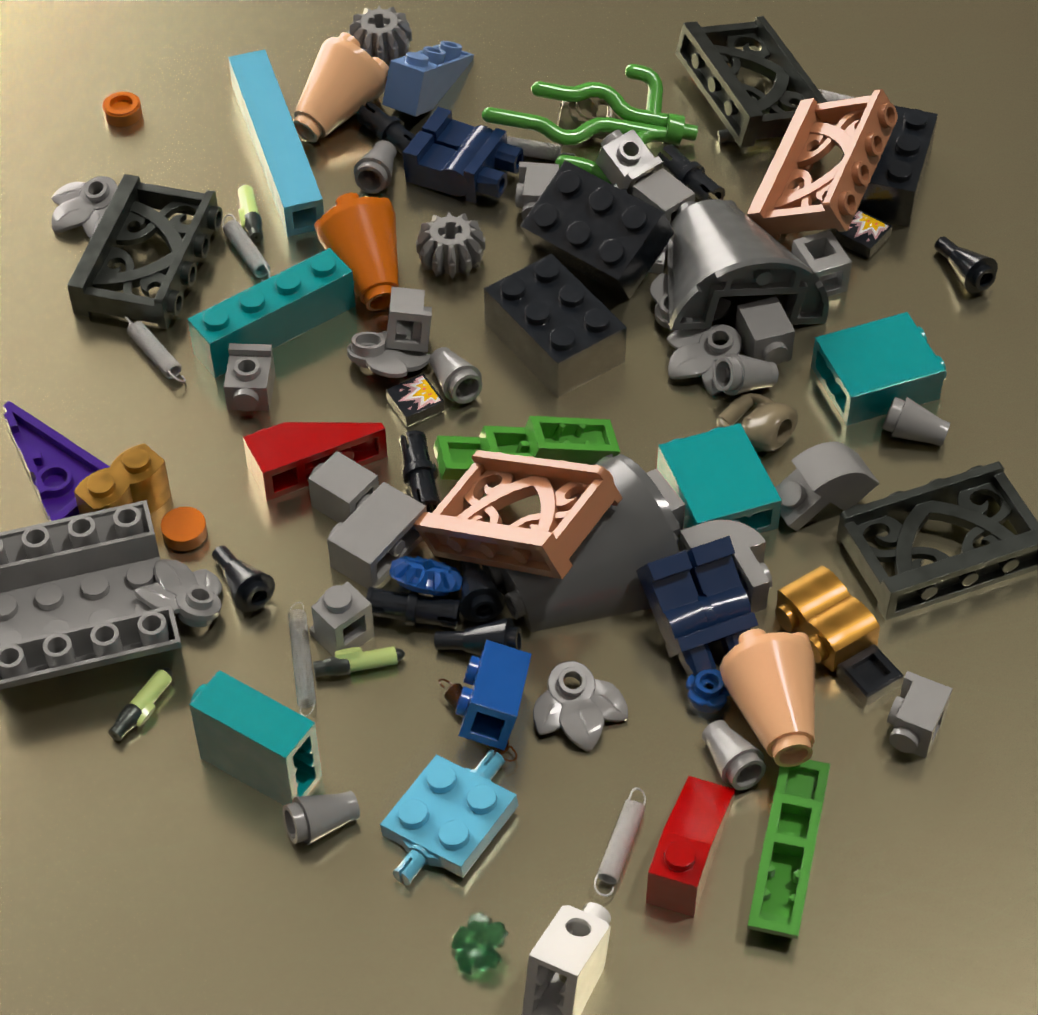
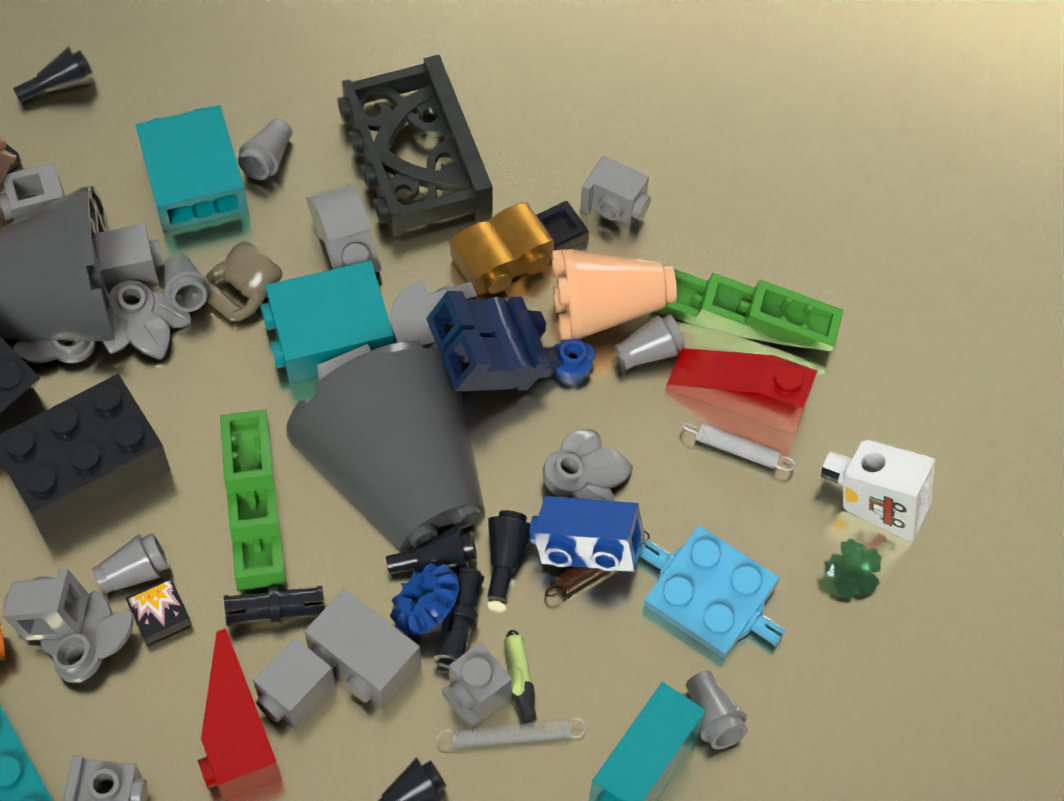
camera: 90 degrees left, 10 degrees up
(571, 505) = (443, 470): nougat fence -> none

